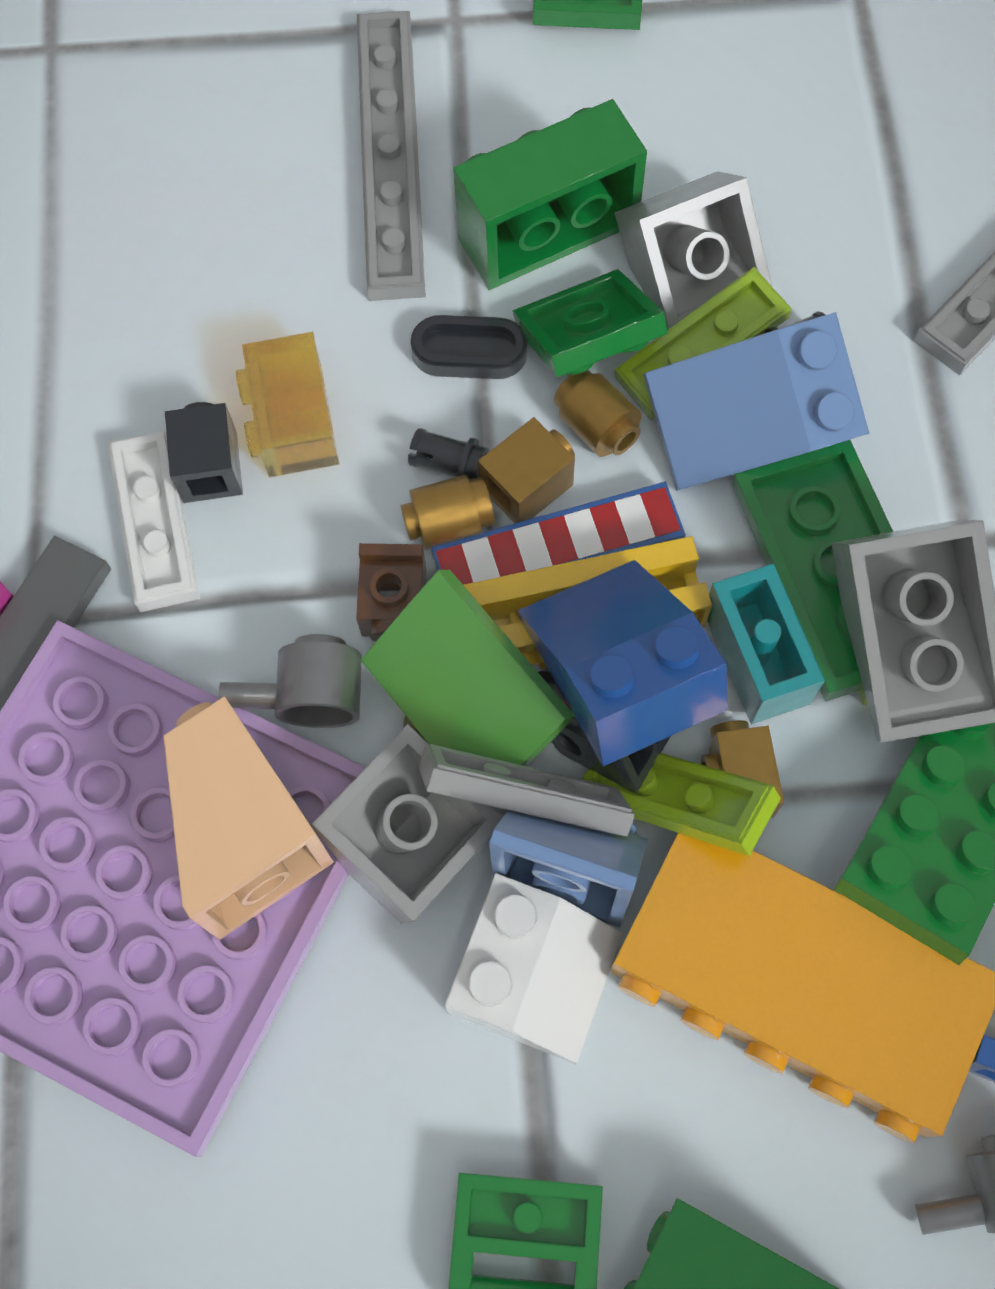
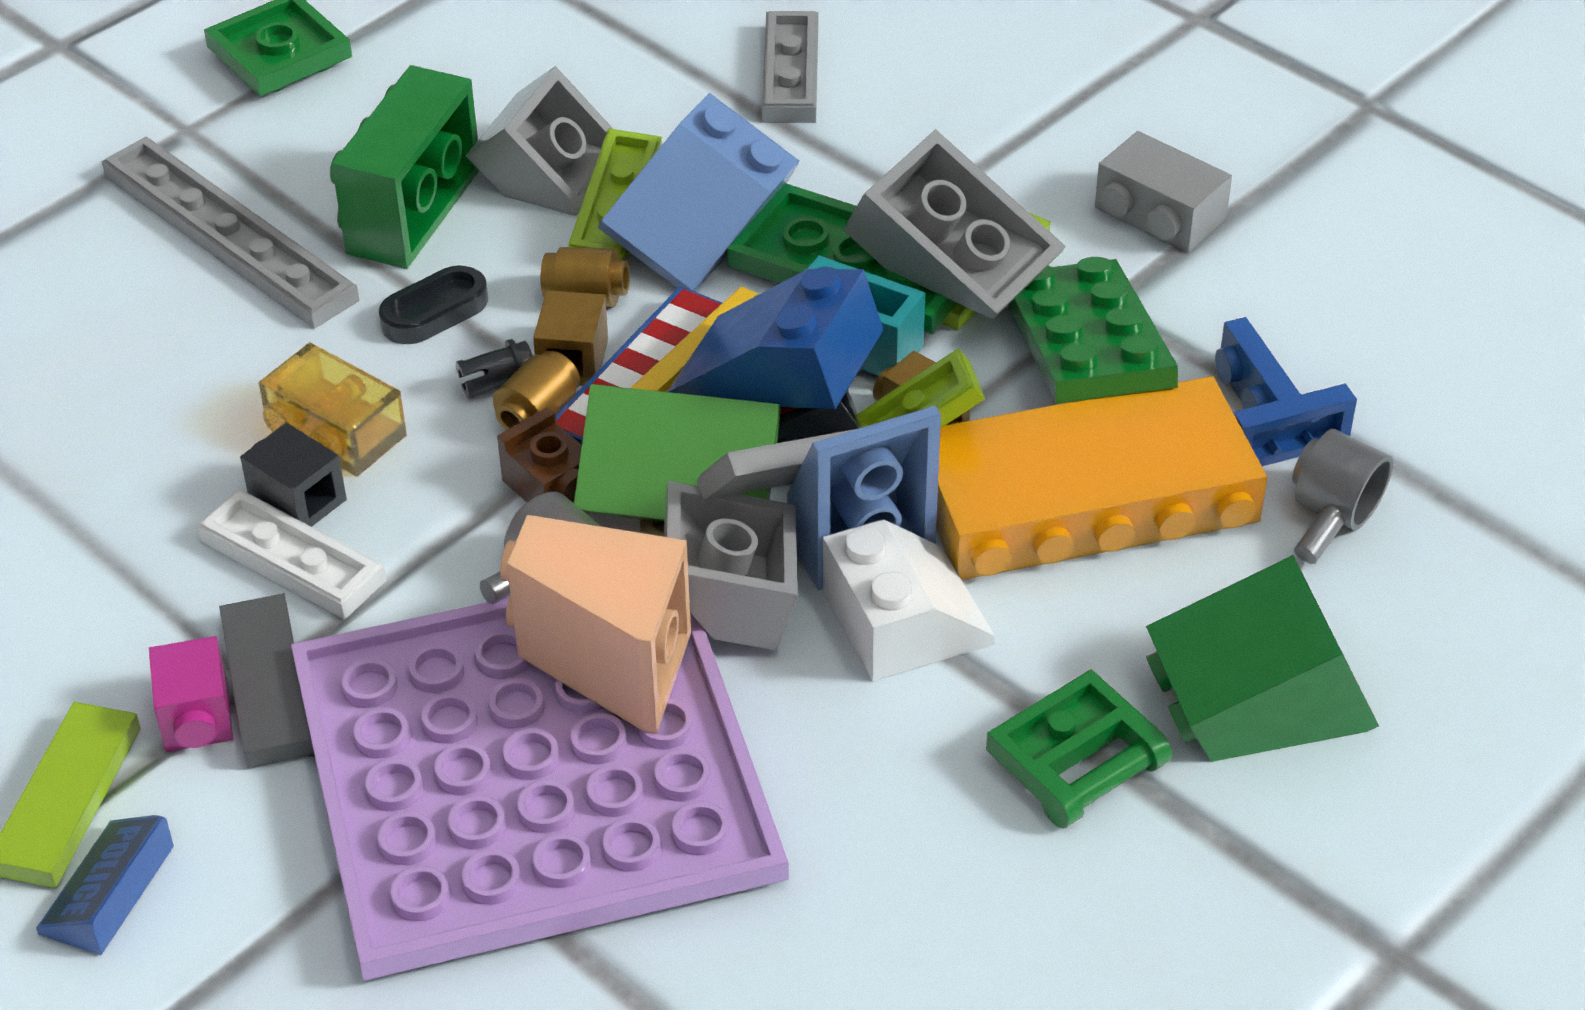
camera: 45 degrees left, 25 degrees down
(590, 323) = (522, 223): green plate -> none

